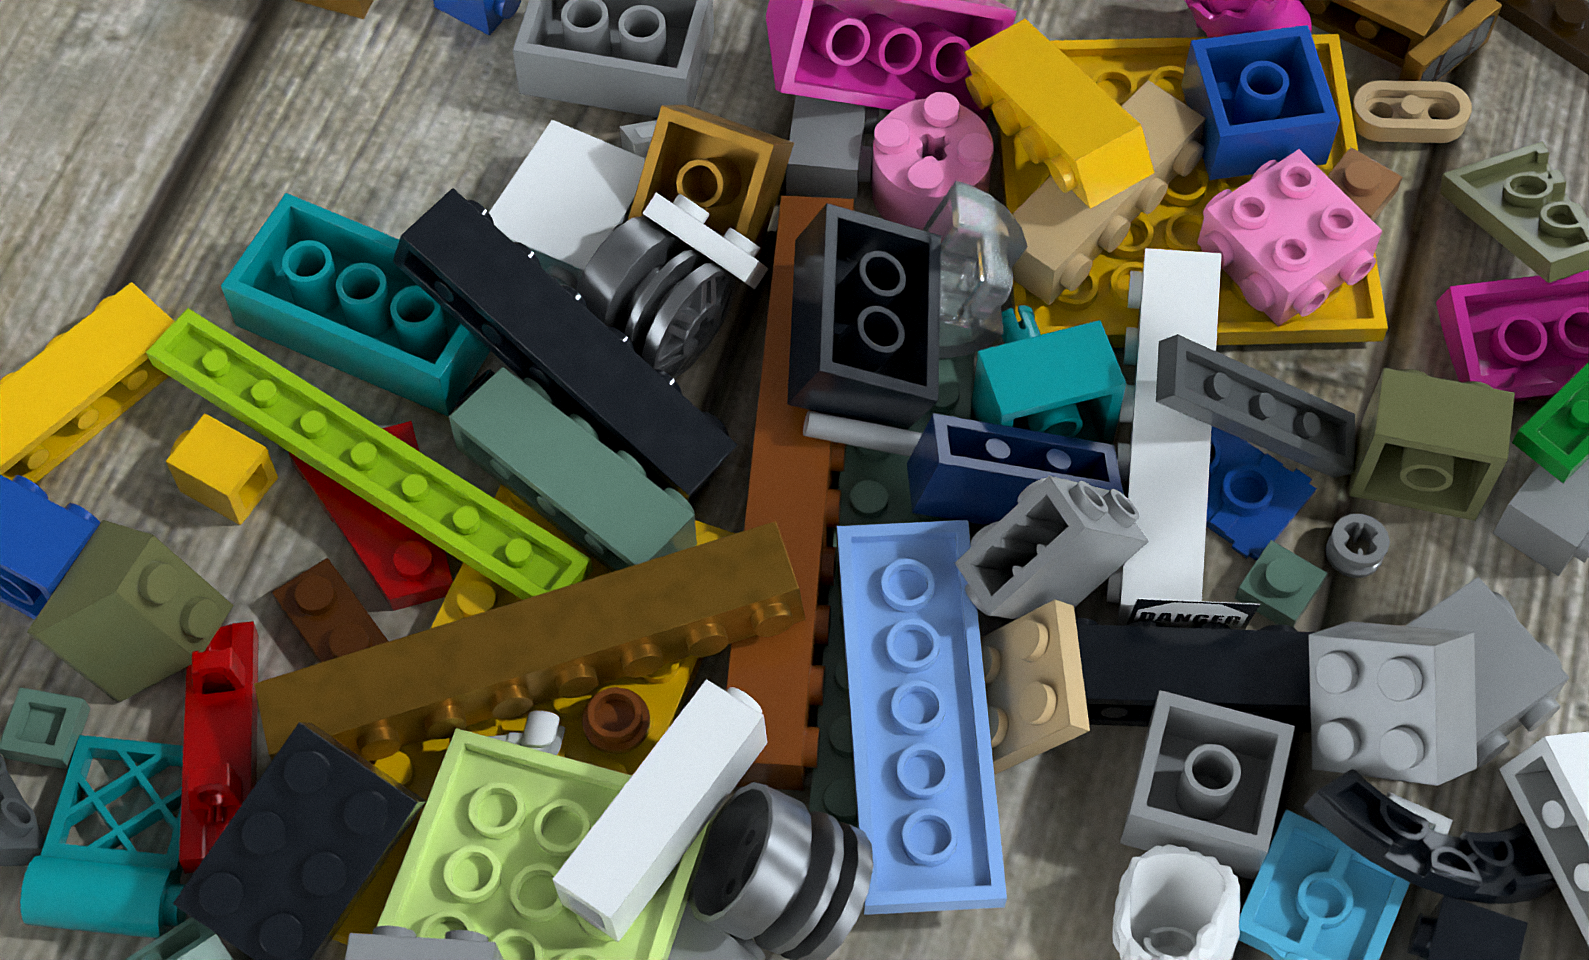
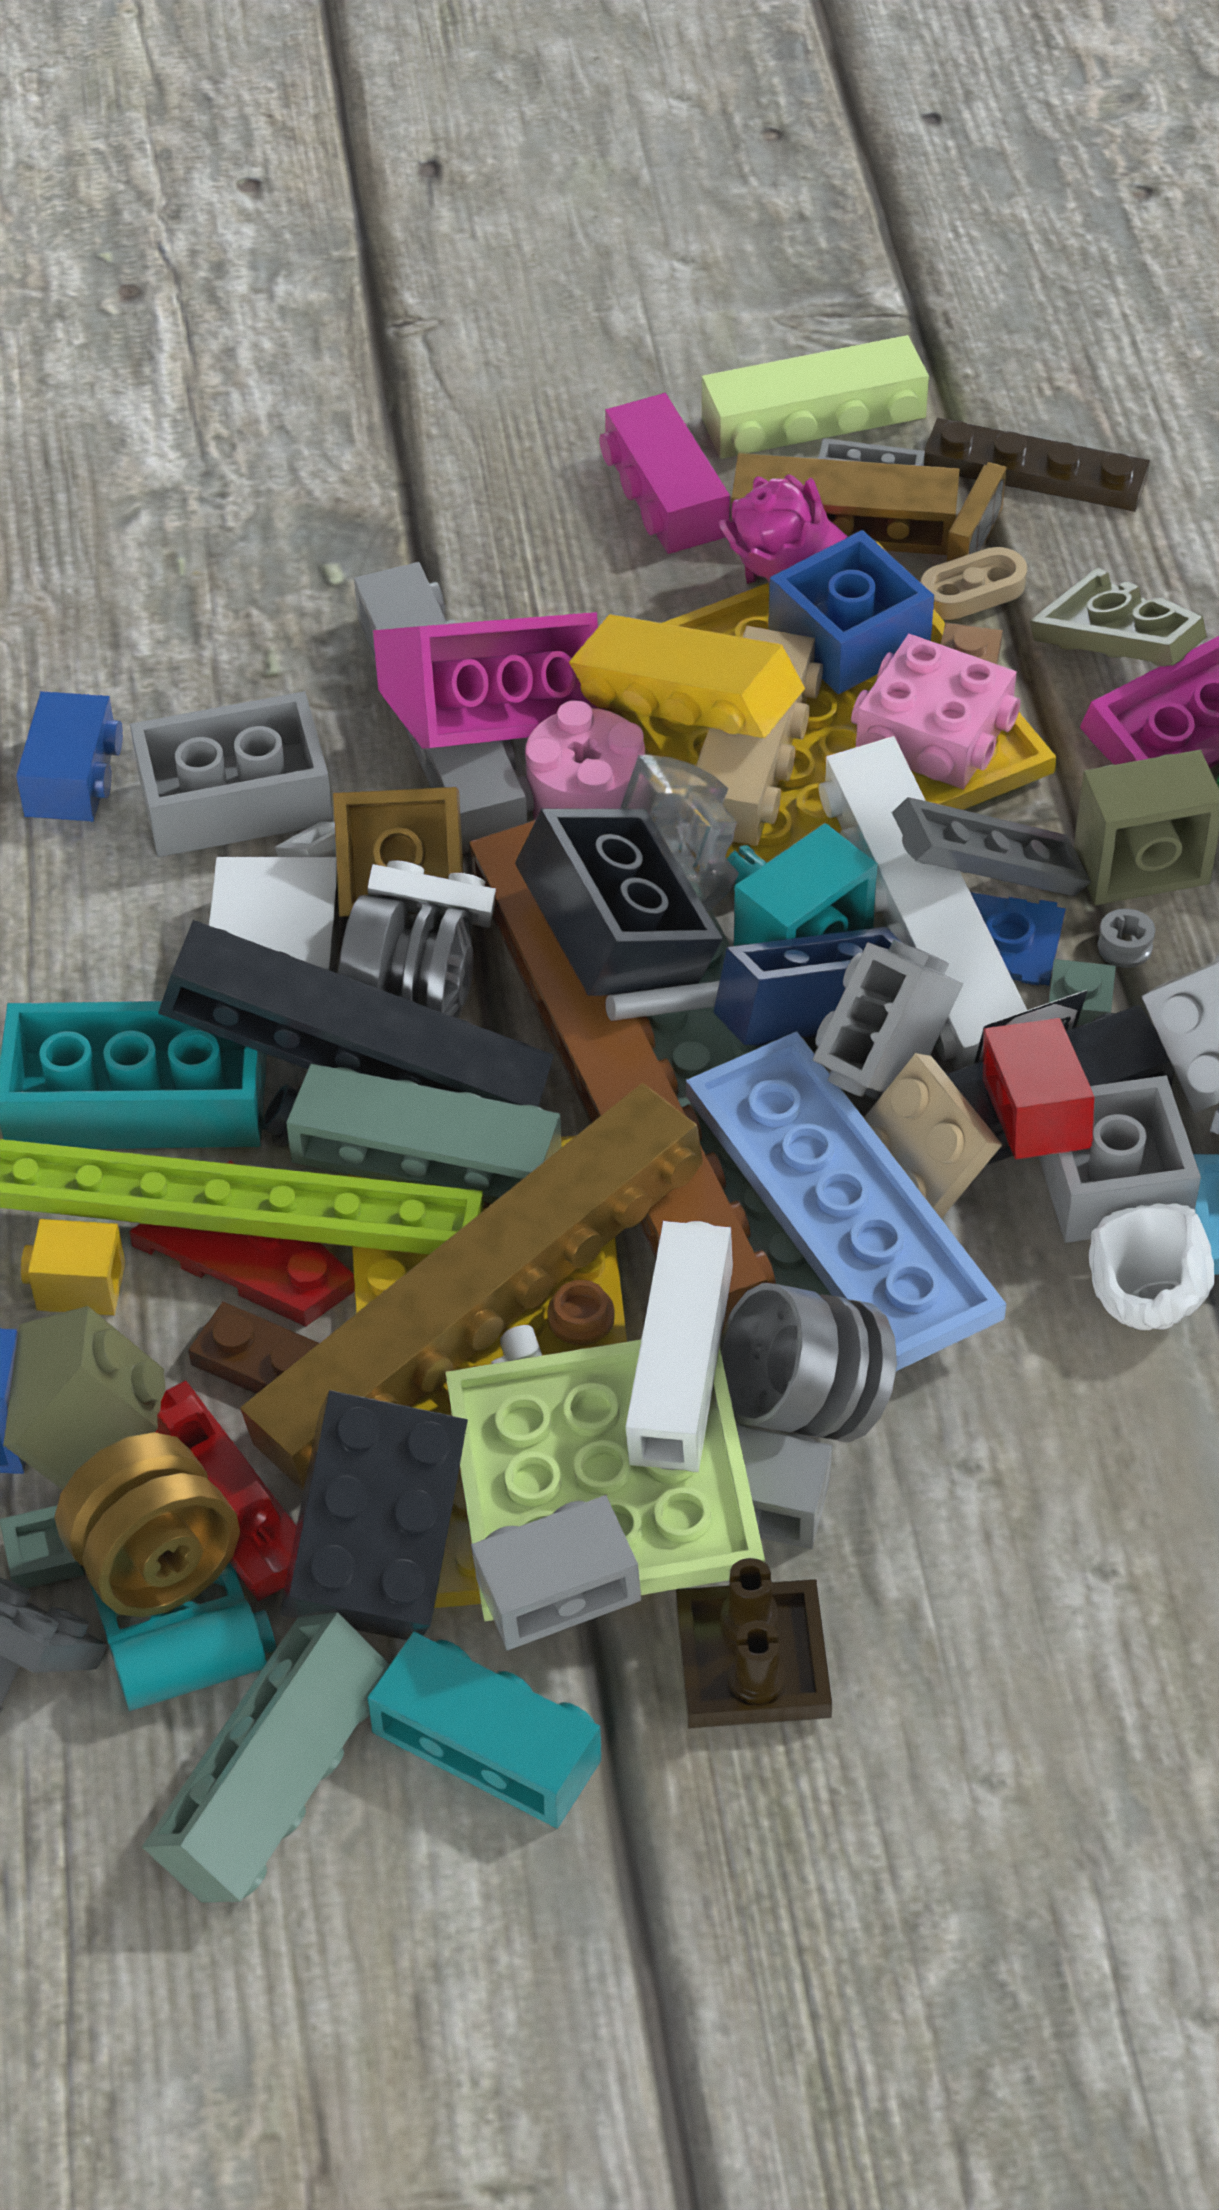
camera: 25 degrees left, 10 degrees down
(107, 764) = (146, 1524): none -> pearl gold wheel
(1154, 688) = (1038, 1088): none -> panel

